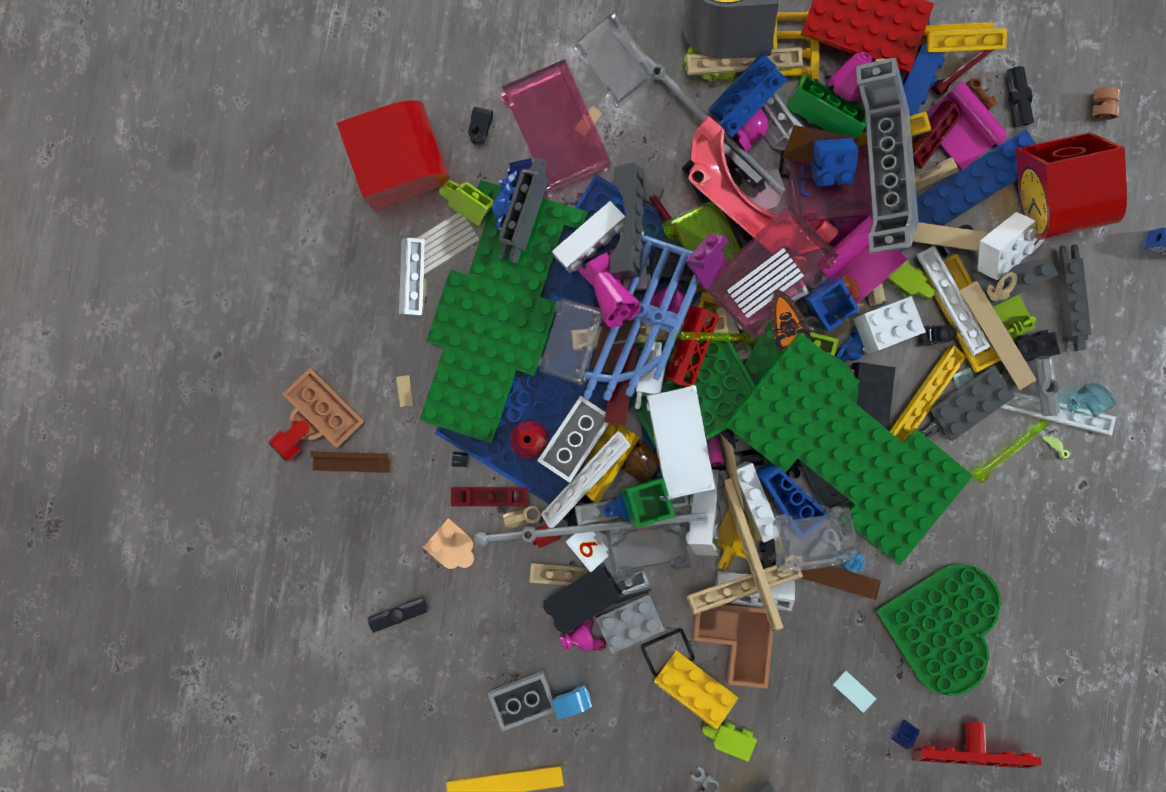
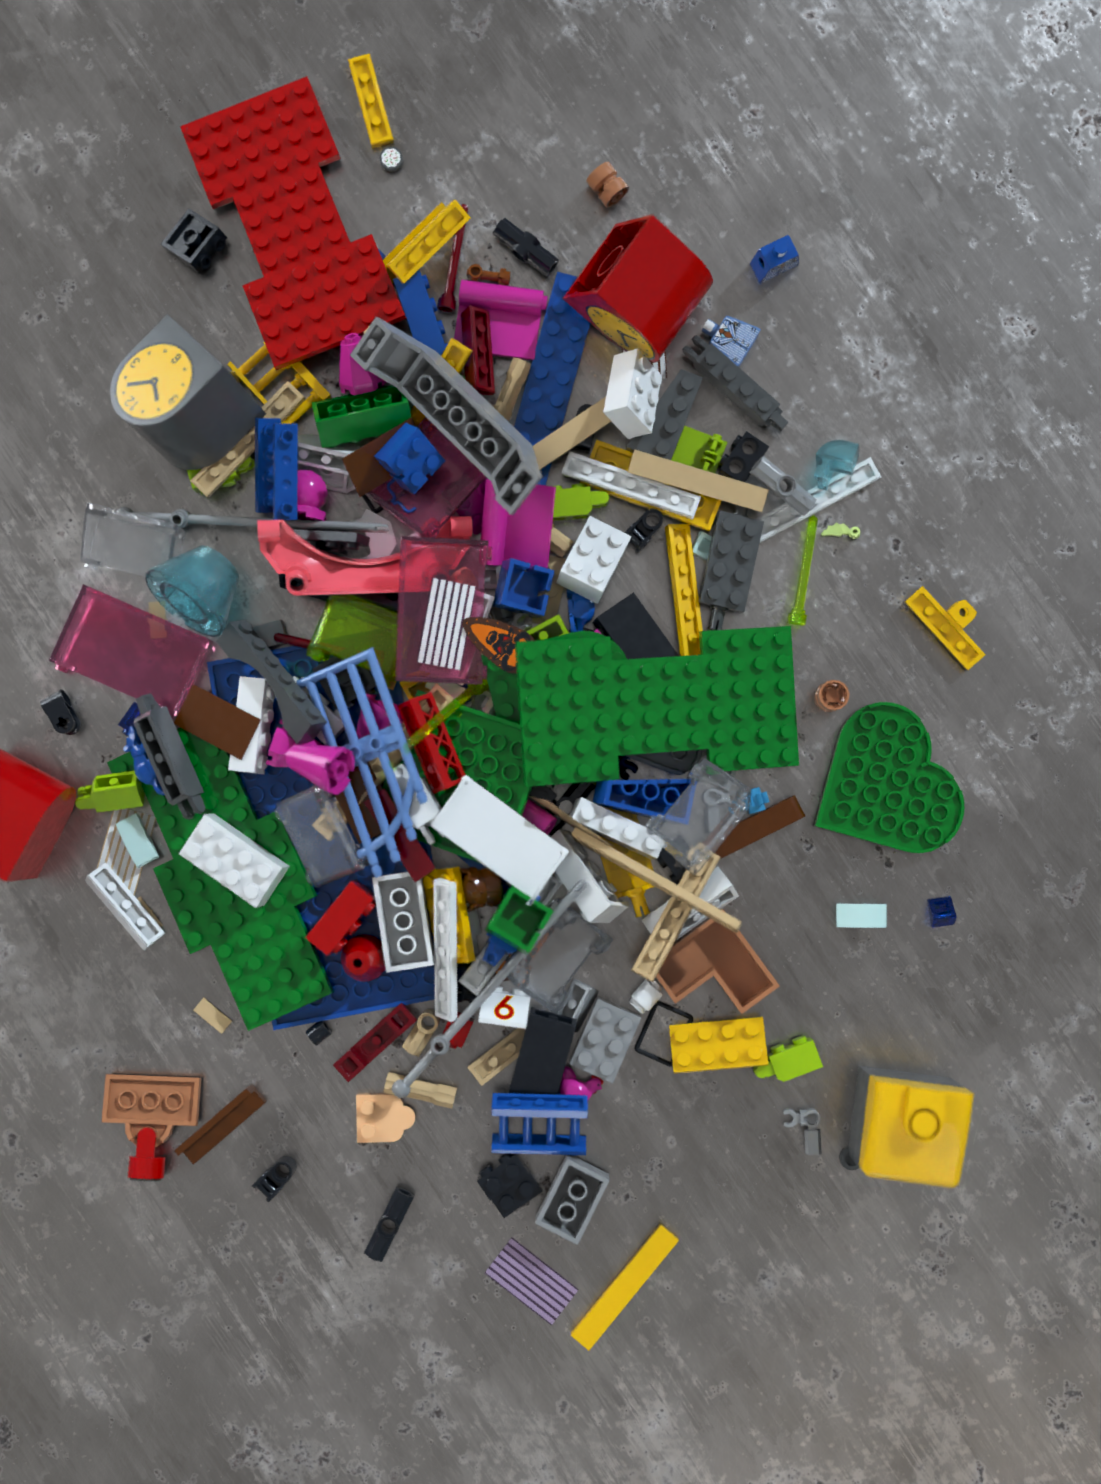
camera: 40 degrees left, 0 degrees up
(352, 523) = (273, 1179): none -> black piece
(451, 728) = (531, 1281): none -> clear purple sticker
(456, 243) = (136, 840): none -> light aqua slope
(491, 553) = (434, 1093): none -> tan axle
(491, 656) = (509, 1183): none -> black plate
(506, 309) = (234, 860): none -> white brick
(539, 404) = (342, 918): none -> red brick
(555, 626) = (543, 1106): none -> blue fence
(571, 215) = (217, 721): none -> reddish brown sticker
(572, 702) = (617, 1159): dark azure brick -> none
(631, 123) = (197, 588): none -> clear light blue cone
(678, 619) = (646, 996): none -> white brick
(708, 259) = (373, 652): magenta bracket -> none
(852, 285) = (527, 553): clear orange arm -> none
(959, 541) = (831, 696): none -> nougat wheel
(976, 752) = (1017, 871): red plate -> none
(1002, 294) = (668, 440): tan piece -> none
(1070, 564) = (947, 625): none -> yellow plate
(1098, 266) = (732, 337): none -> torso

